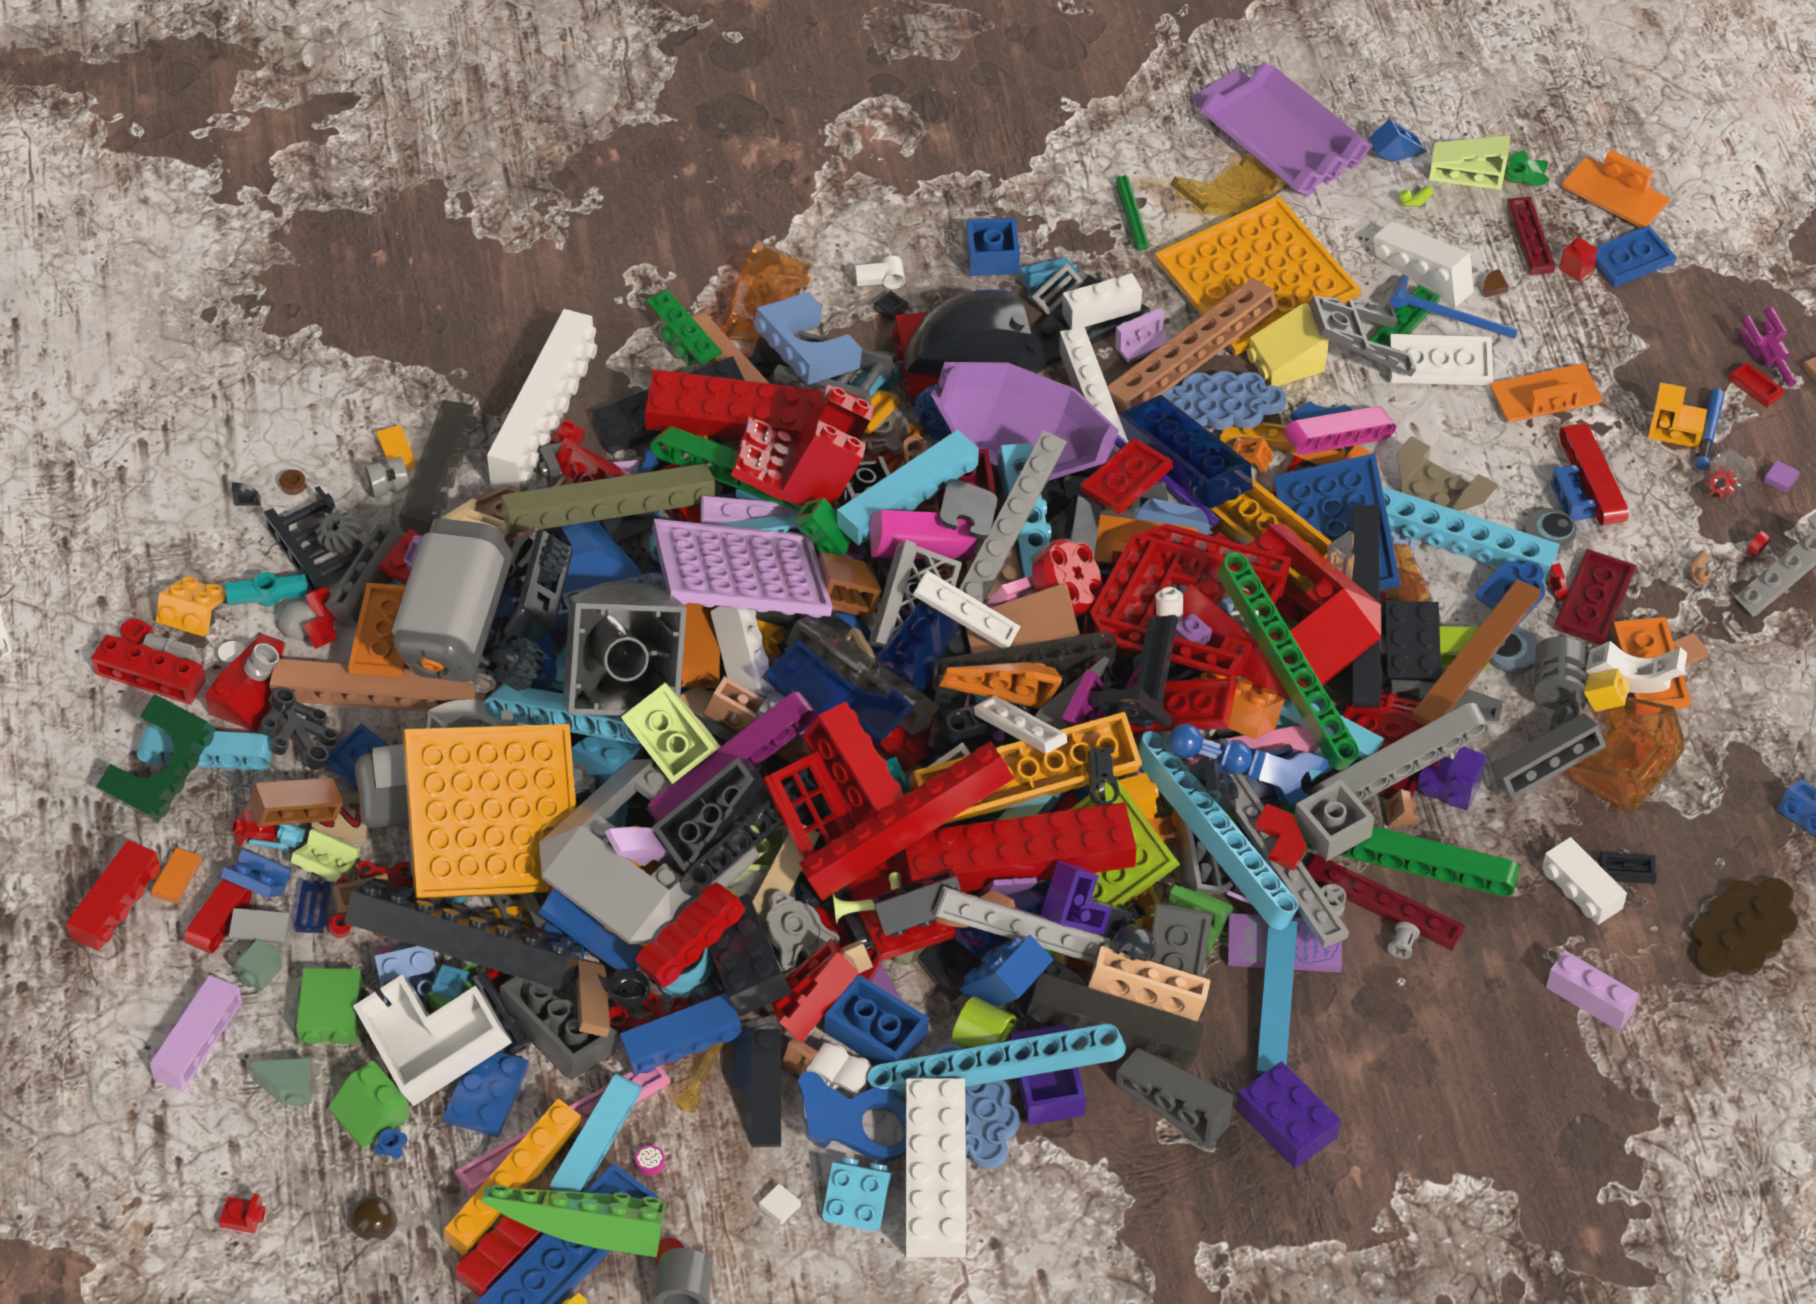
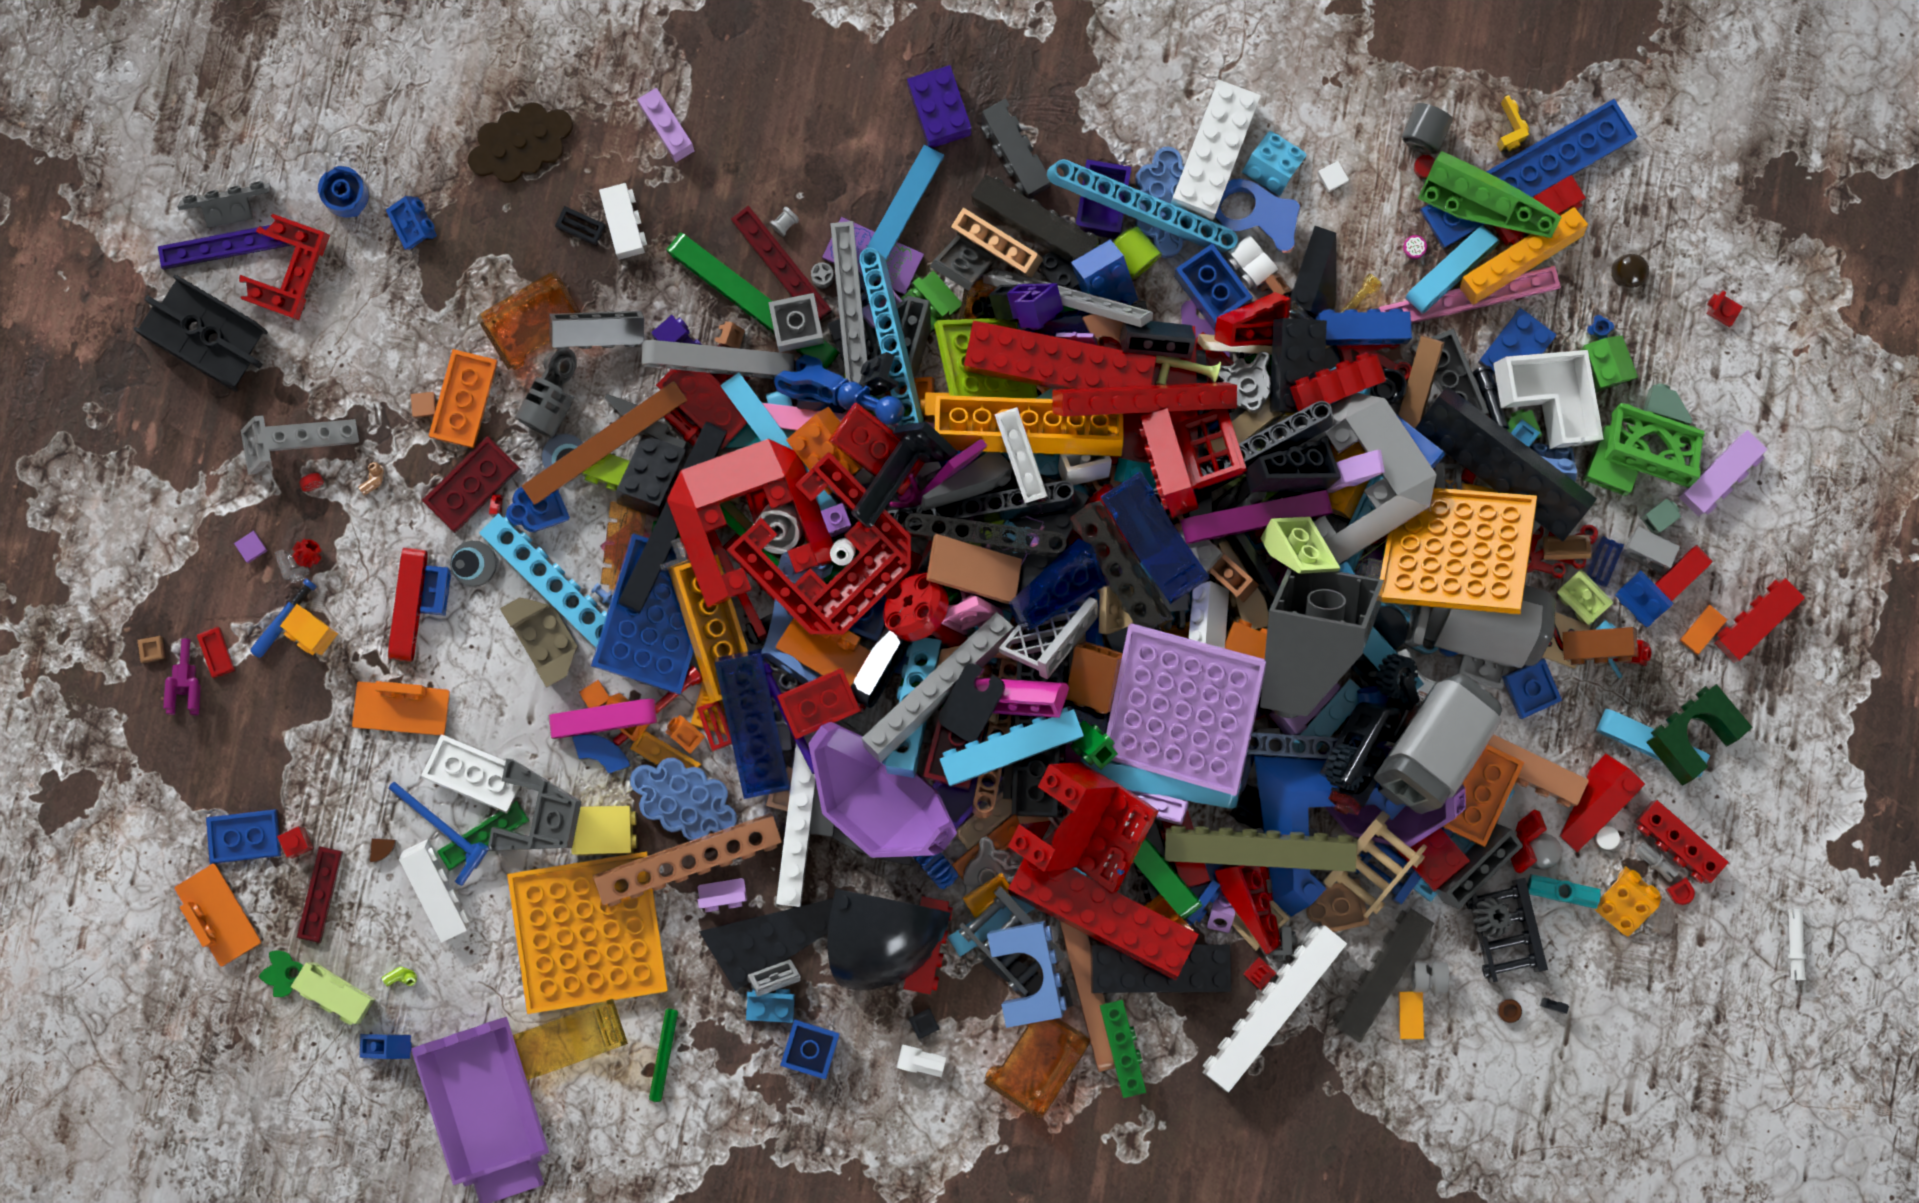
camera: 160 degrees left, 30 degrees up
(257, 999) = (1643, 460): none -> bright green fence
(261, 662) = (1587, 797): light grey wheel -> none
(284, 702) = (1575, 734): black plant -> none
(966, 610) = (1019, 583): white tile -> none
(1014, 682) = (997, 506): orange wedge -> none
(1101, 772) = (974, 392): black piece -> none
(1102, 301) = (743, 938): white brick -> none
(1134, 940) = (999, 267): black hair -> none
(1287, 673) = (775, 464): green beam -> none
(1290, 841) = (840, 311): red tile -> none
(1606, 689) = (517, 372): yellow brick -> none
(1643, 674) = (484, 380): white arch -> none

